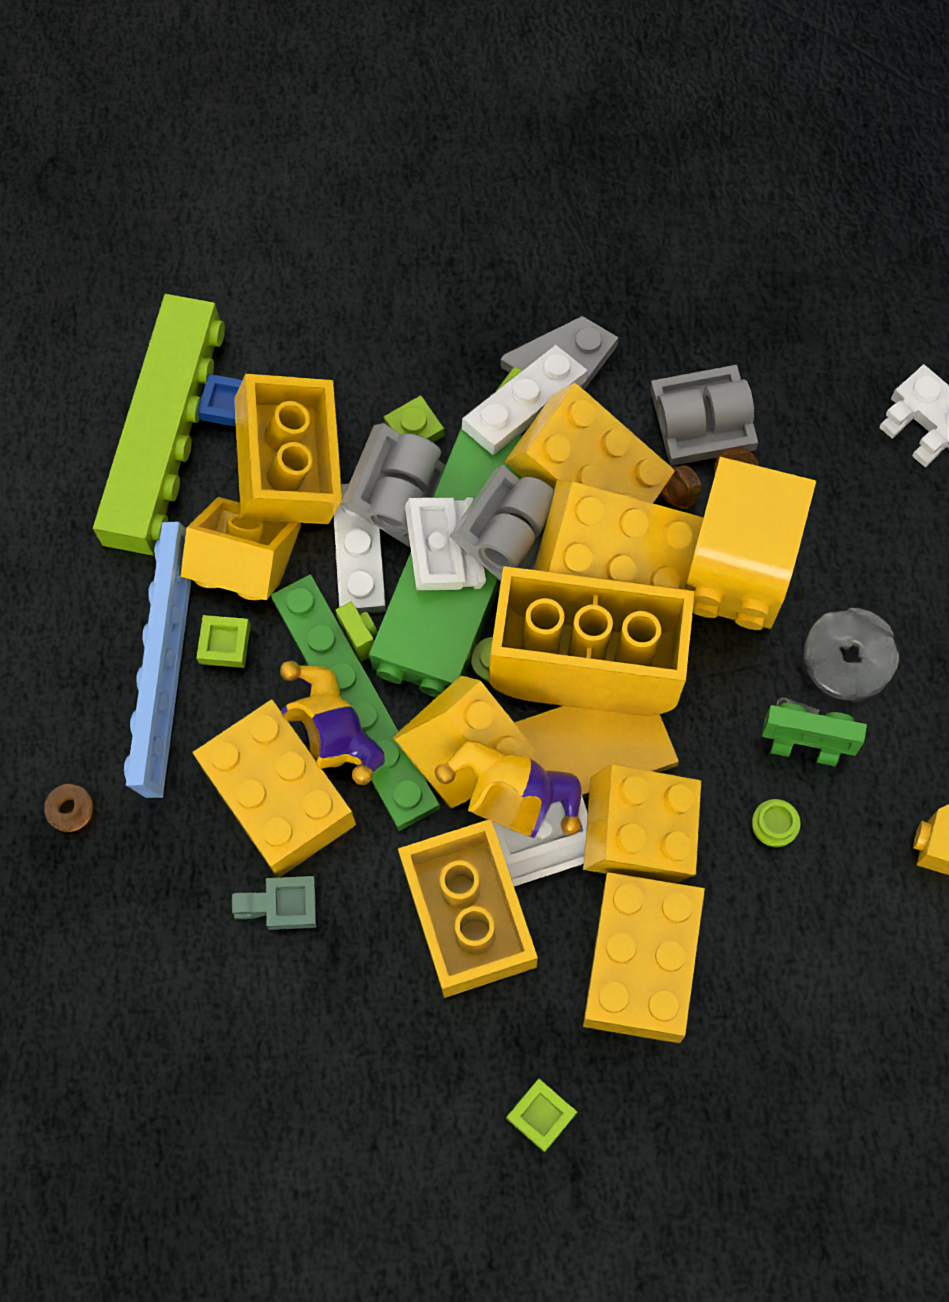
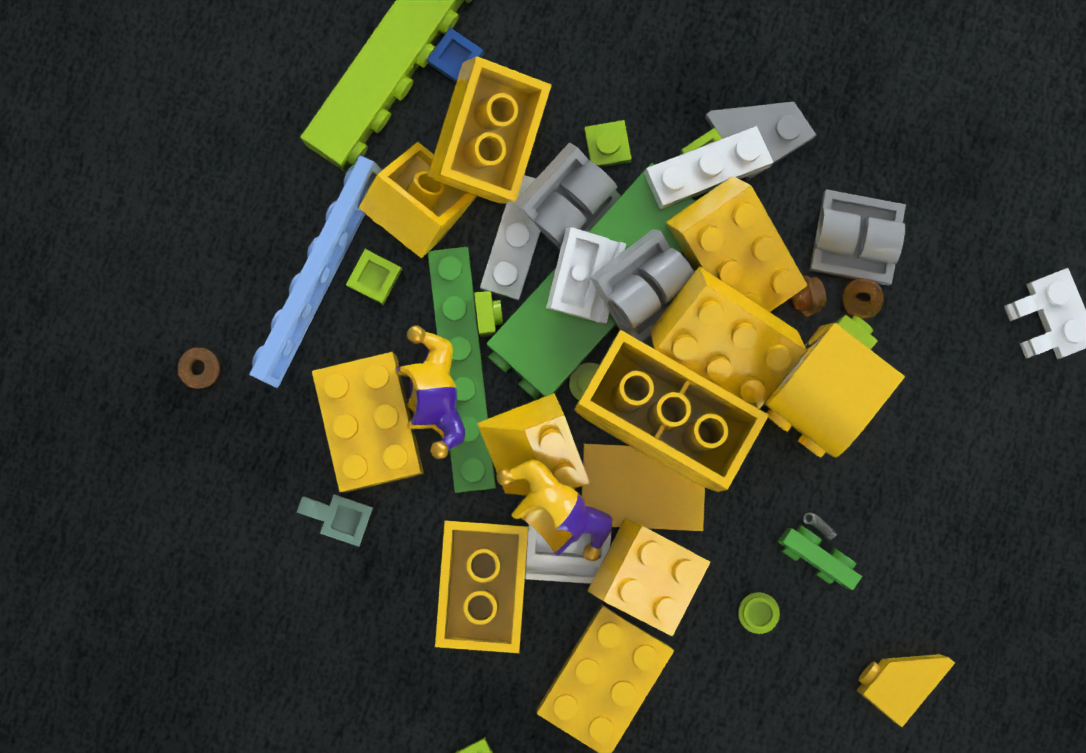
camera: 20 degrees right, 15 degrees up
(853, 680) = (907, 503): clear plate -> none

